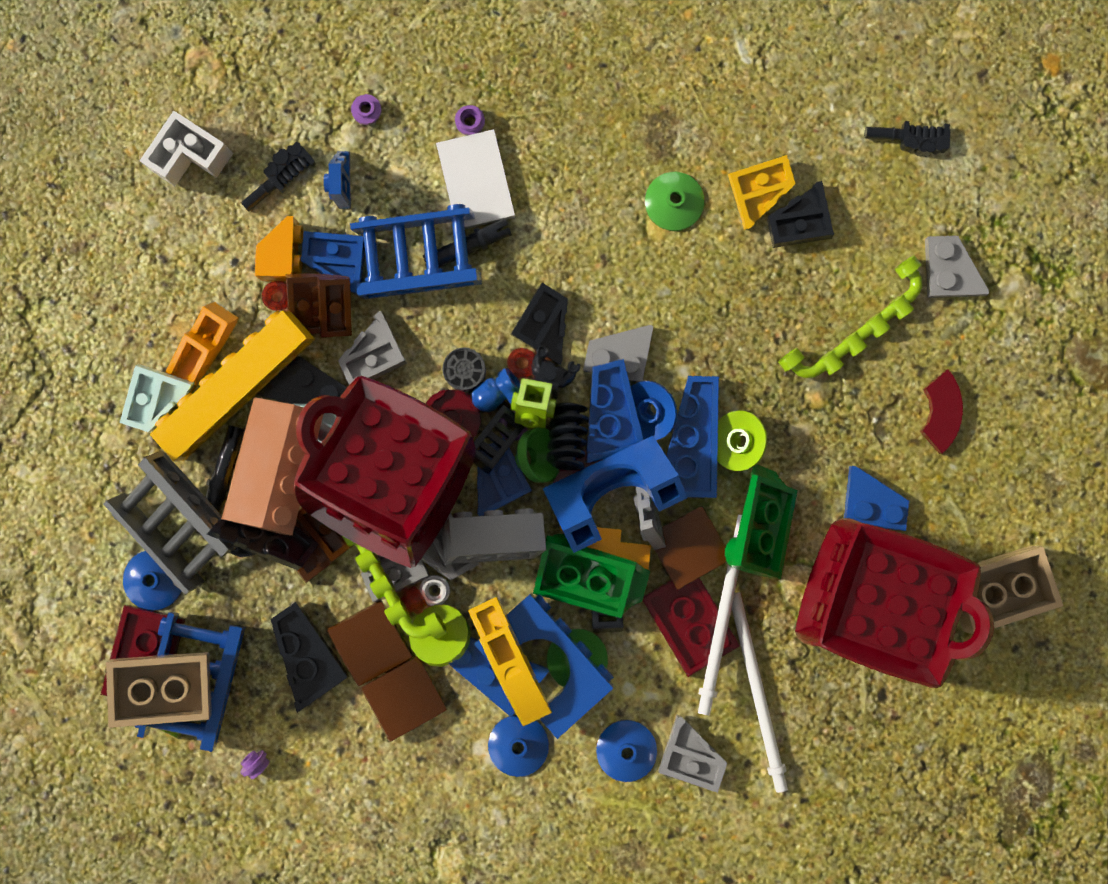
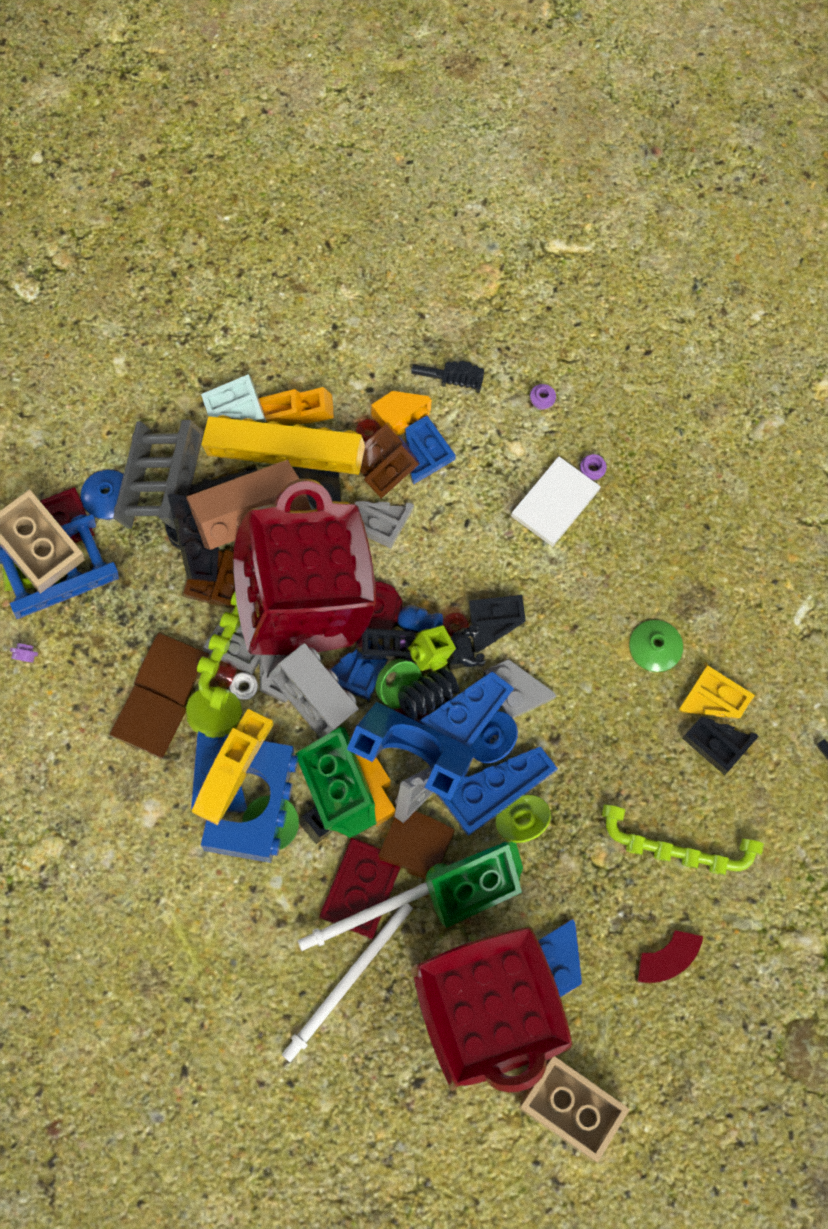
camera: 50 degrees right, 15 degrees down
(181, 144) = (420, 299): white brick -> none
(306, 655) = (129, 633): black wing -> none
(338, 180) = (480, 411): blue wing -> none
(404, 280) = (465, 520): blue fence -> none
(464, 369) = (418, 588): dark grey wheel -> none
(479, 239) = (516, 532): black pin -> none
(511, 731) = (180, 844): blue dish -> none
(626, 735) = (232, 930): blue dish -> none
(691, 758) = (259, 967): light grey wing -> none
(951, 270) = (777, 883): light grey wing -> none

